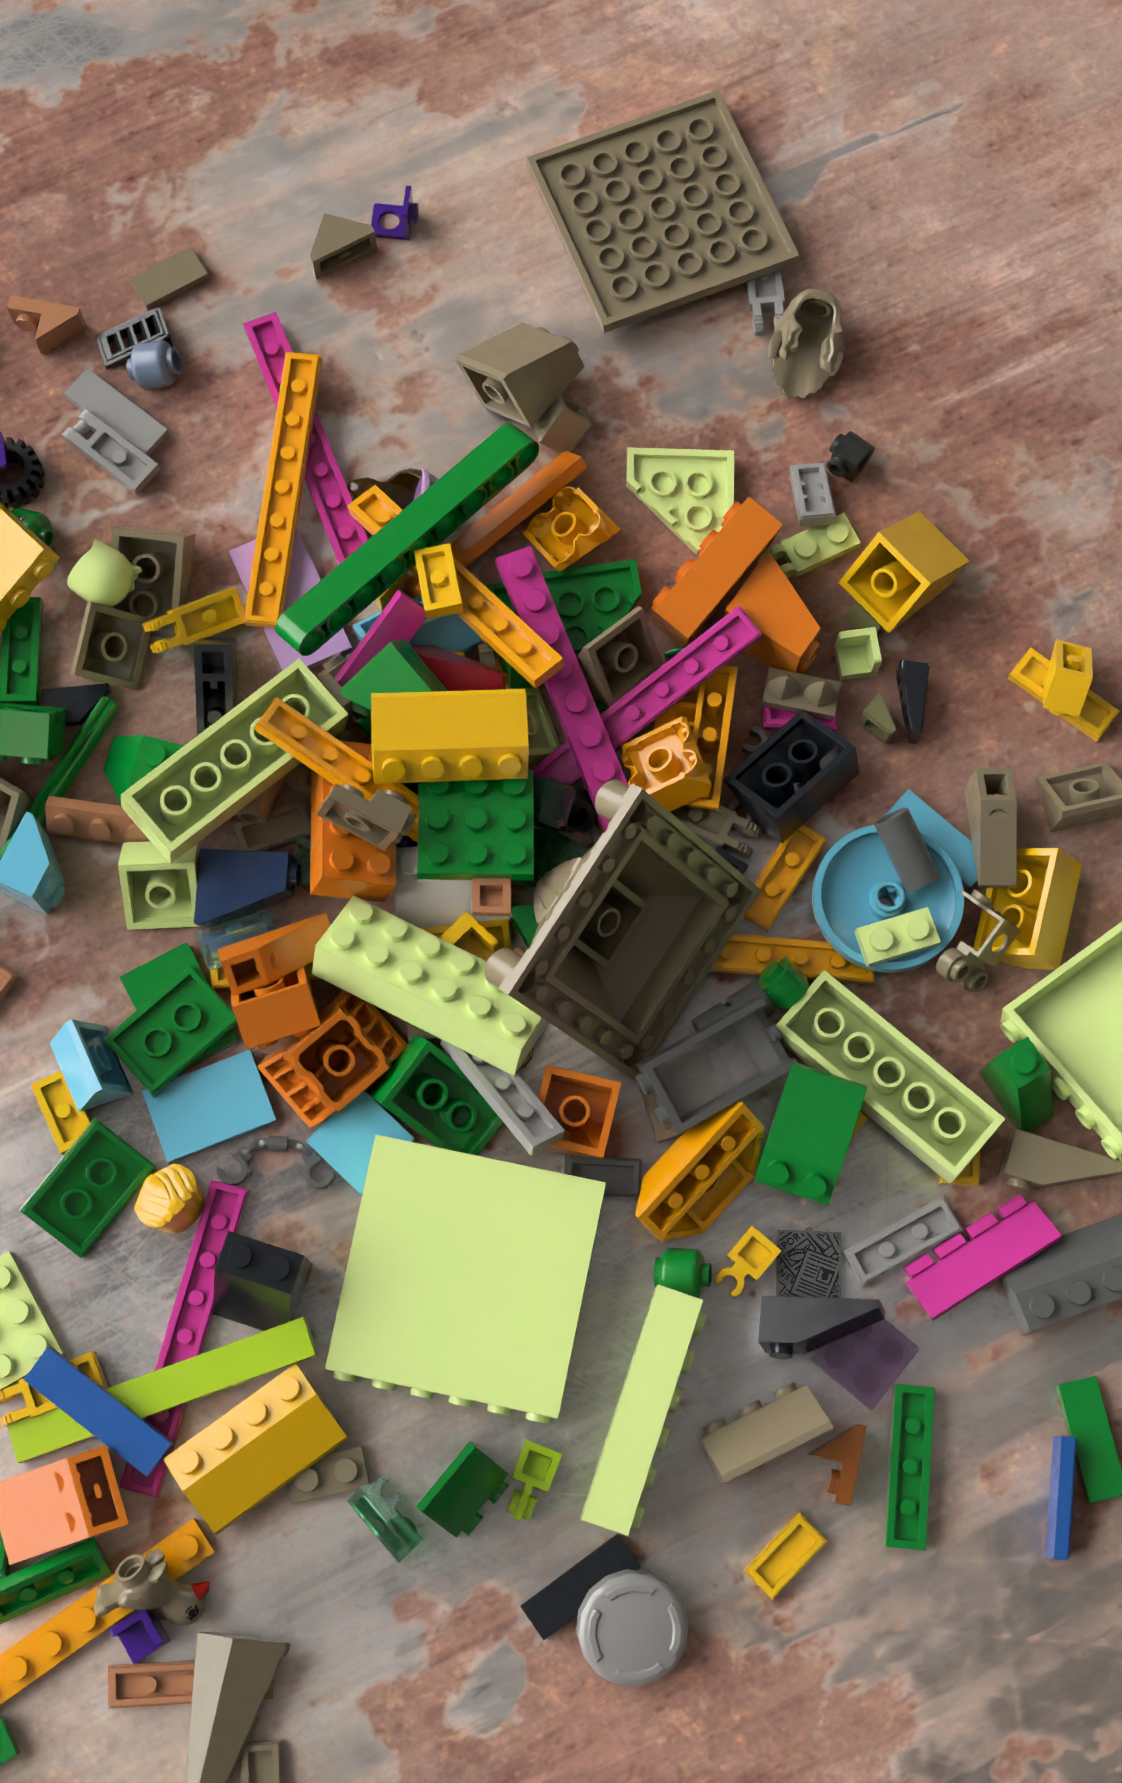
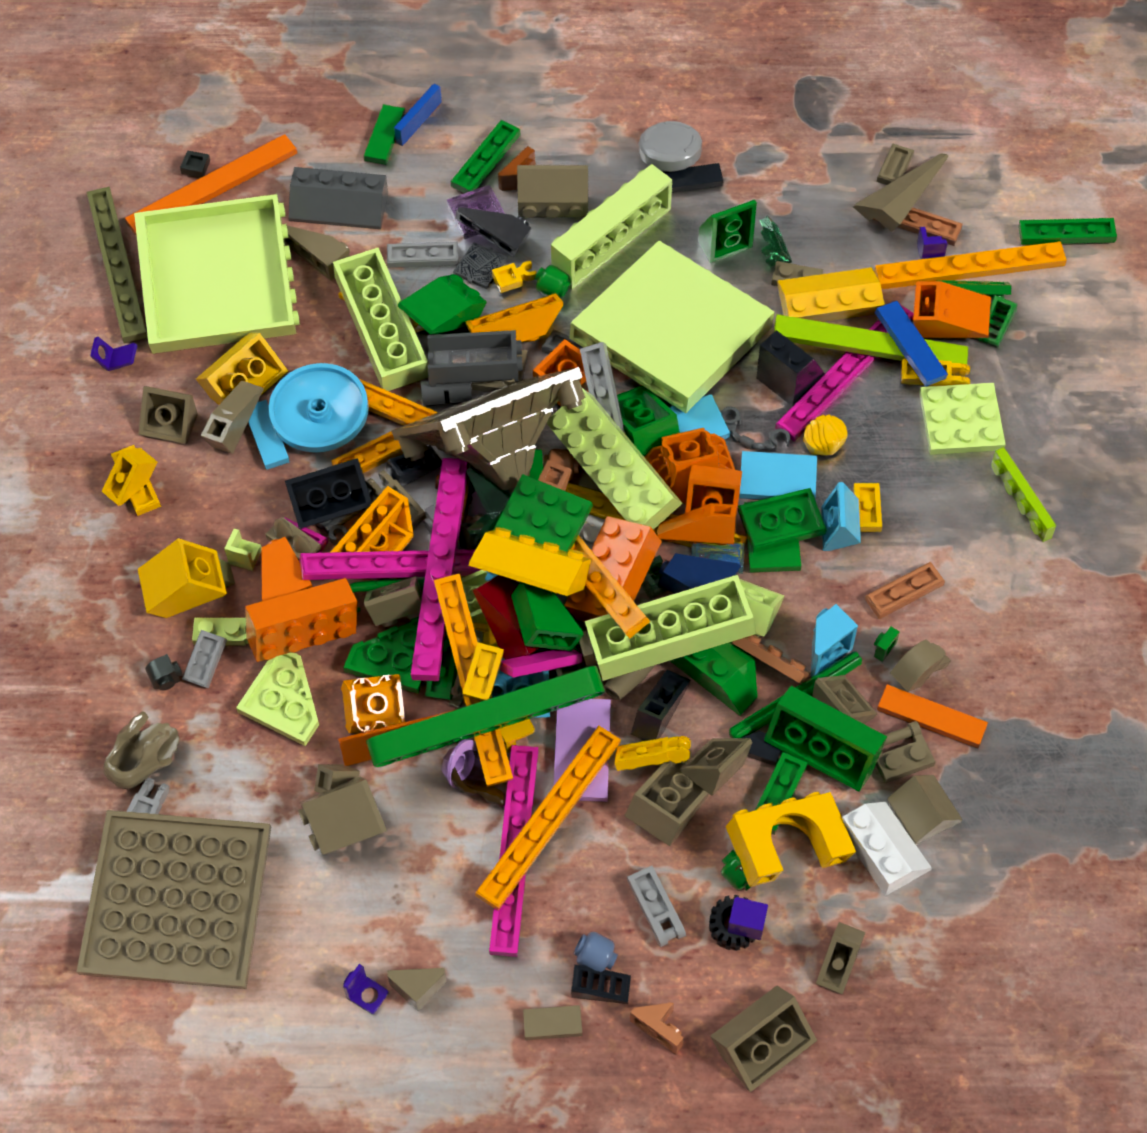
camera: 150 degrees left, 15 degrees down
(87, 1187) = (870, 460): green tile -> none
(103, 575) = (705, 787): yellowish green helmet -> none
(116, 411) = (639, 936): light grey tile -> none
(146, 1586) = (920, 253): dark tan animal -> none
(376, 821) = (604, 536): dark tan plate -> none
(471, 937) = (582, 487): yellow panel -> none
(535, 1469) = (684, 232): lime plate -> none
(667, 765) = (405, 520): light orange slope -> none
(783, 982) = (408, 385): green plate -> none
(785, 1555) = (573, 150): yellow tile -> none
(877, 720) = (256, 510): olive slope -> none
(897, 937) = (328, 378): yellowish green plate -> none
(907, 849) = (292, 418): dark grey pin -> none
(912, 688) = (225, 513): black slope -> none
(965, 963) = (291, 356): dark tan piece -> none
(989, 1255) = (388, 223): dark pink windscreen -> none
(1021, 1085) = (310, 289): green slope -> none

